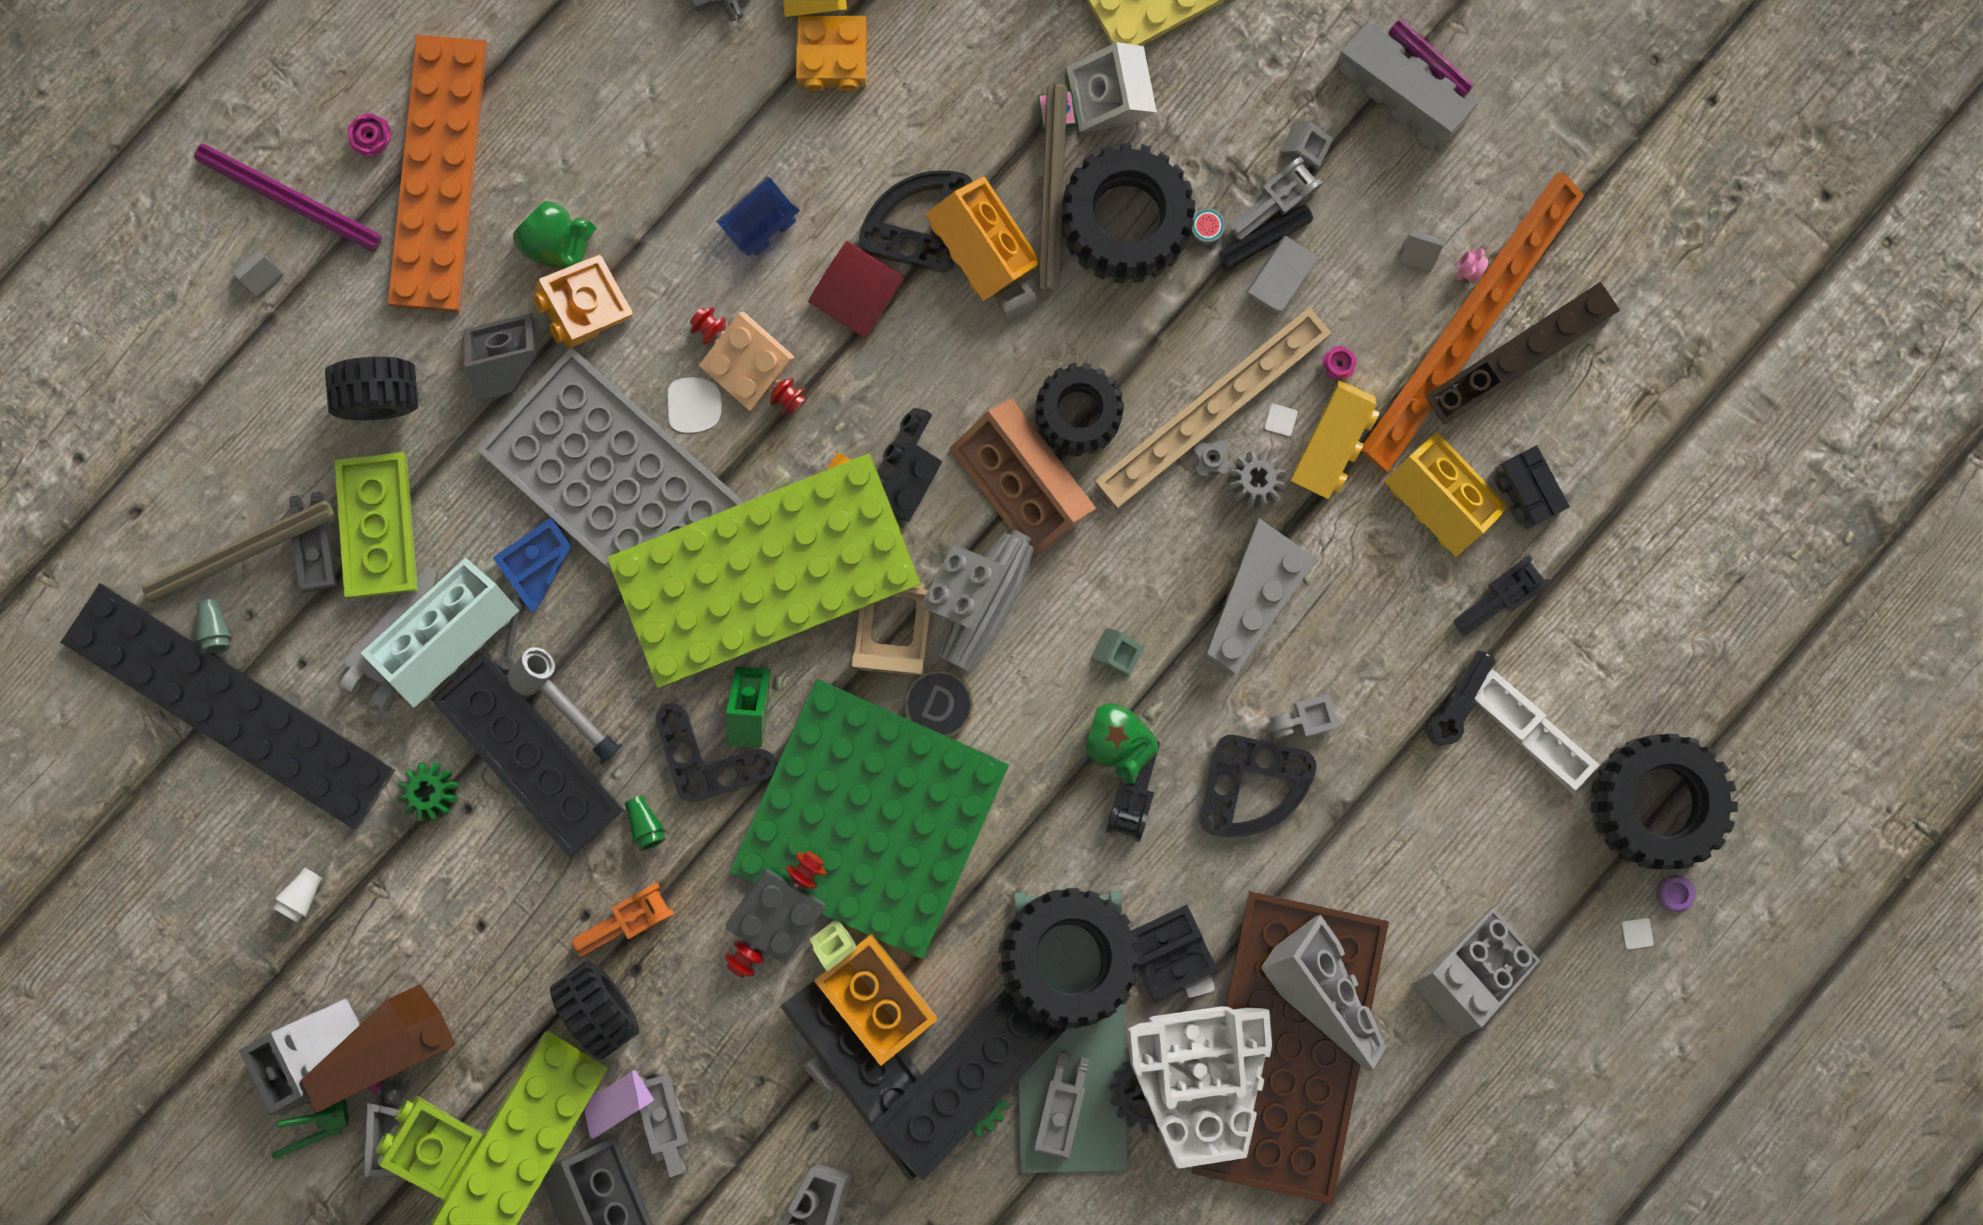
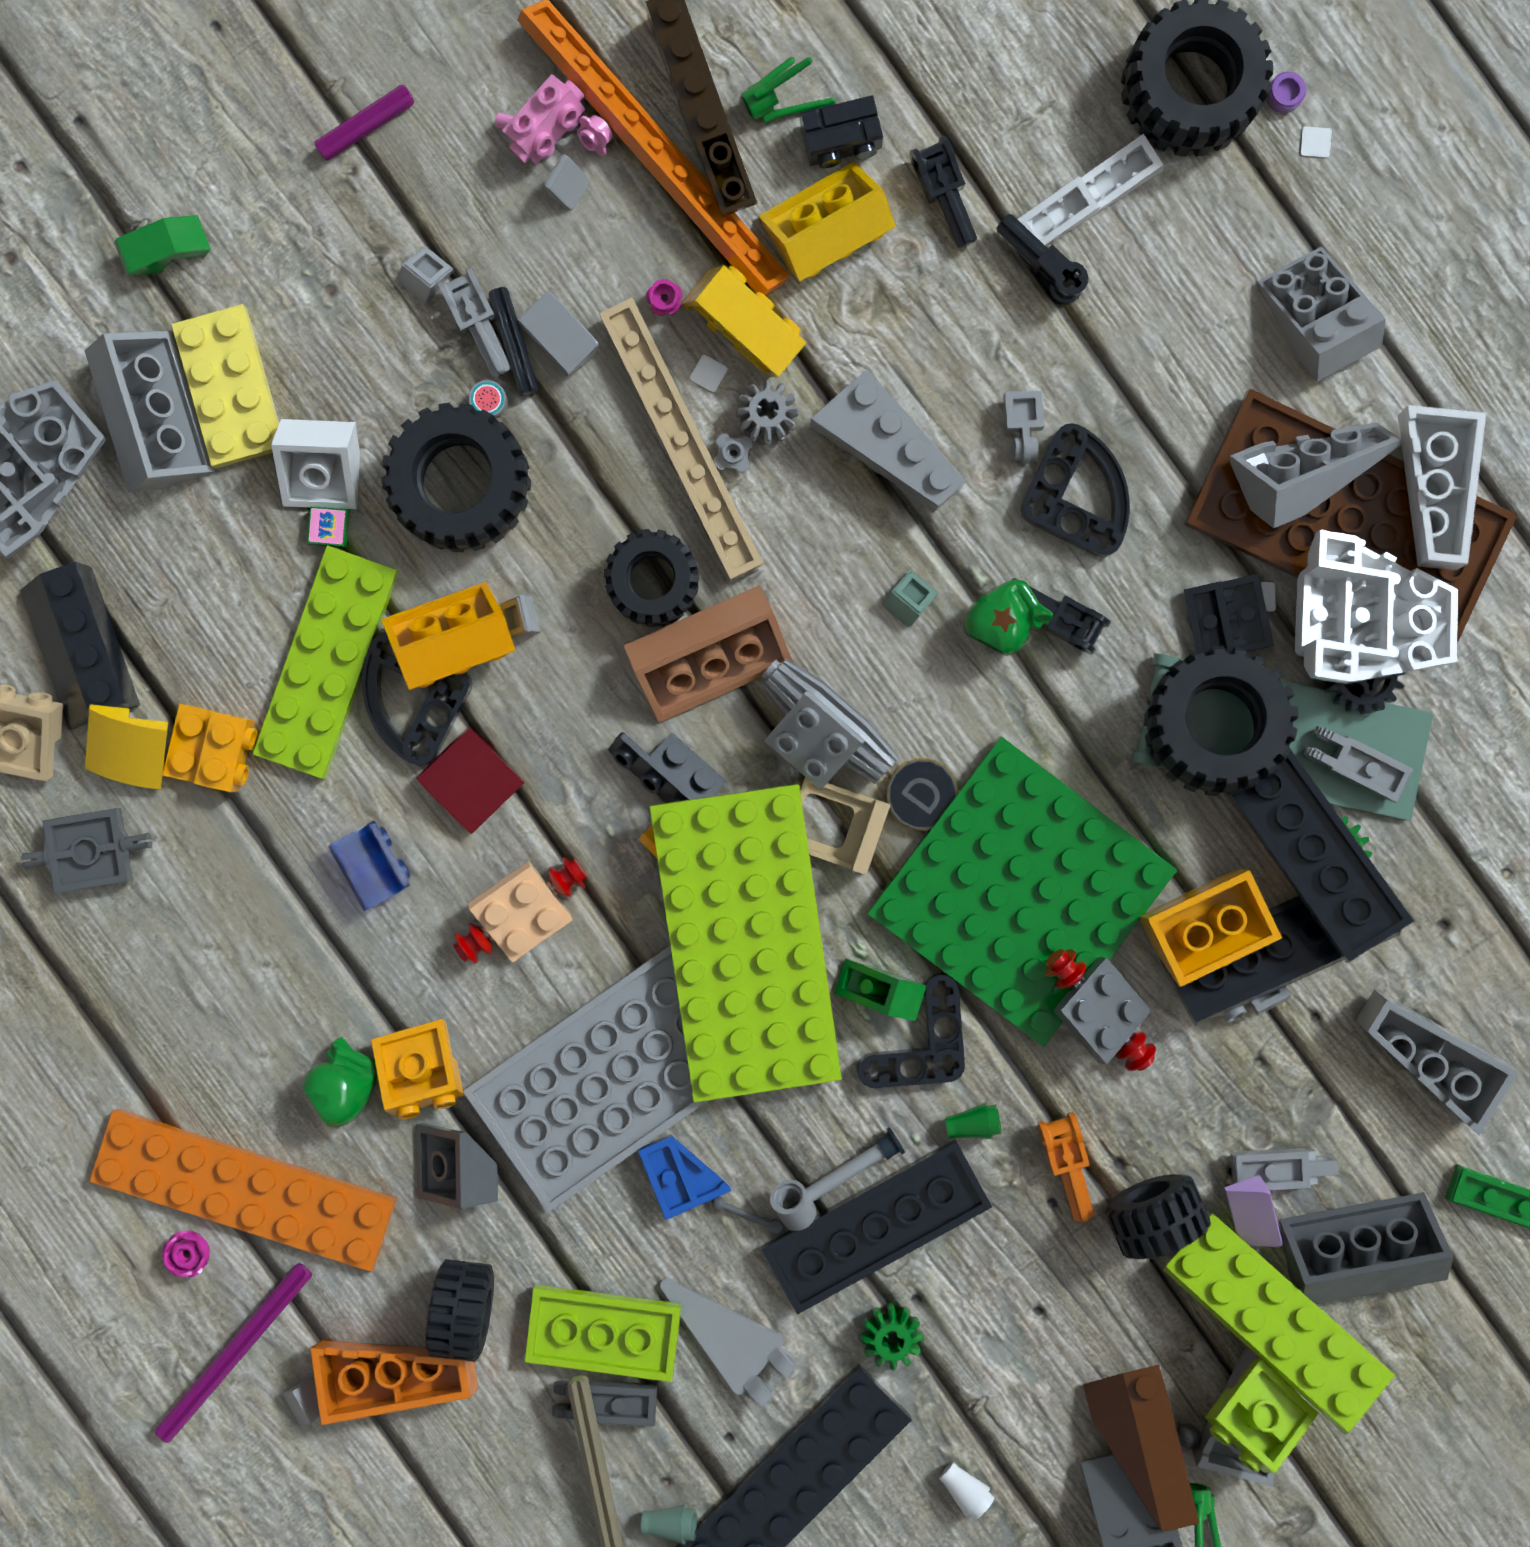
camera: 75 degrees left, 5 degrees up
(292, 331) = (382, 1379): none -> orange wedge
(440, 632) = (731, 1292): light aqua slope -> none
(693, 404) = (551, 976): white sticker -> none
(832, 944) = (1146, 958): yellowish green slope -> none
(933, 136) = (325, 662): none -> lime plate
(1052, 187) = (409, 550): dark tan axle -> none
(1351, 1116) = (1442, 479): none -> white wedge
(1405, 86) = (389, 153): light grey wedge -> none
(1471, 216) = (542, 120): none -> bright pink brick
(1544, 408) = (761, 96): none -> green plant

